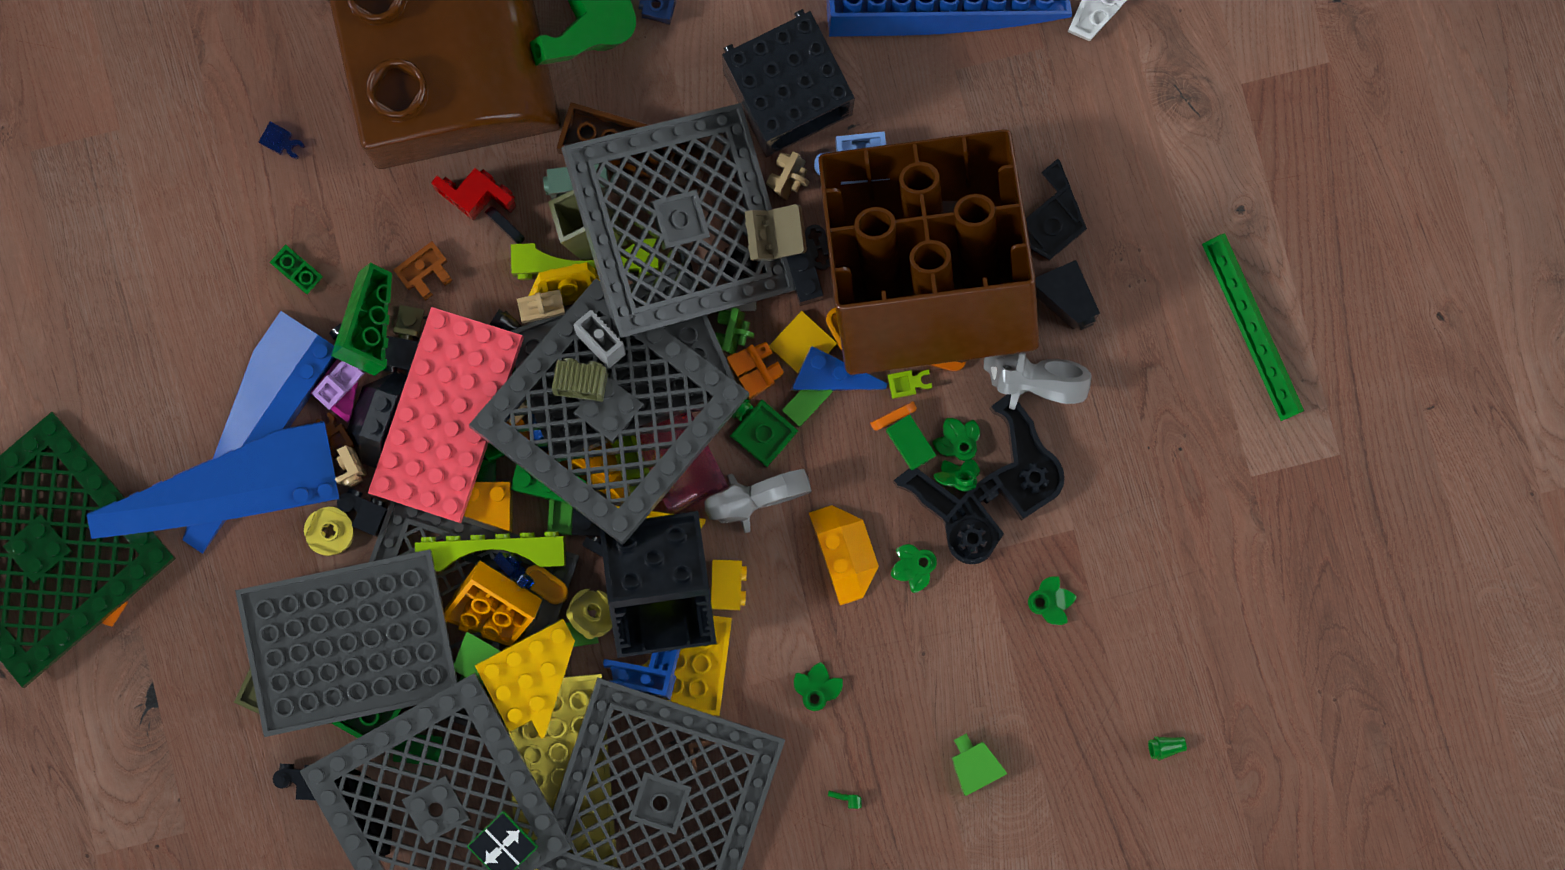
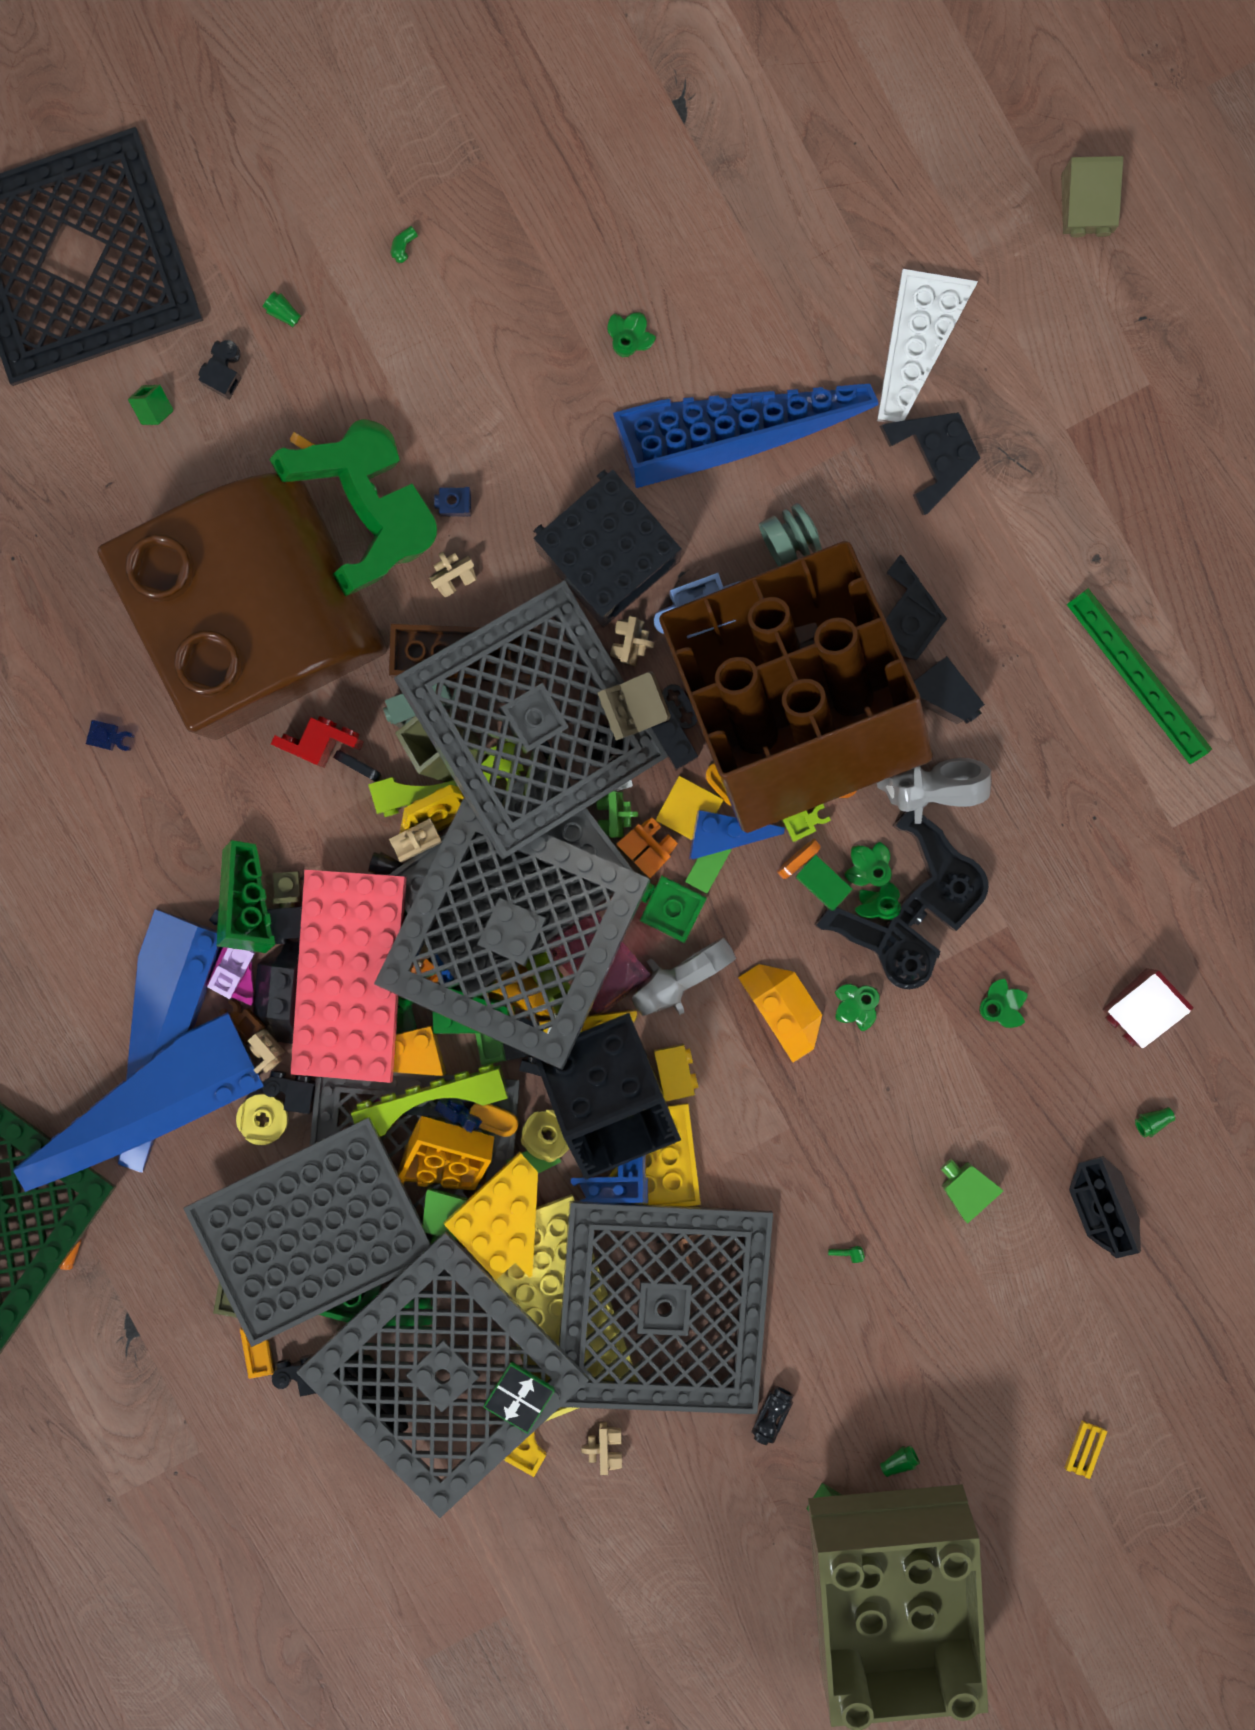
camera: 10 degrees left, 5 degrees up
(264, 752) = (257, 1358): none -> light orange tile
(296, 269) = (158, 863): green slope -> none
(420, 266) = (283, 829): dark orange plate -> none
(580, 380) = (475, 911): olive brick -> none
(599, 338) = (484, 863): light grey brick -> none
(628, 75) = (443, 579): none -> tan hips
(817, 683) = (791, 1146): green plate -> none
(961, 115) = (791, 536): none -> sand green wheel
(1100, 813) = (1106, 1207): none -> black wedge
(1123, 70) = (945, 448): none -> black wing
(1183, 637) = (1146, 1008): none -> slope

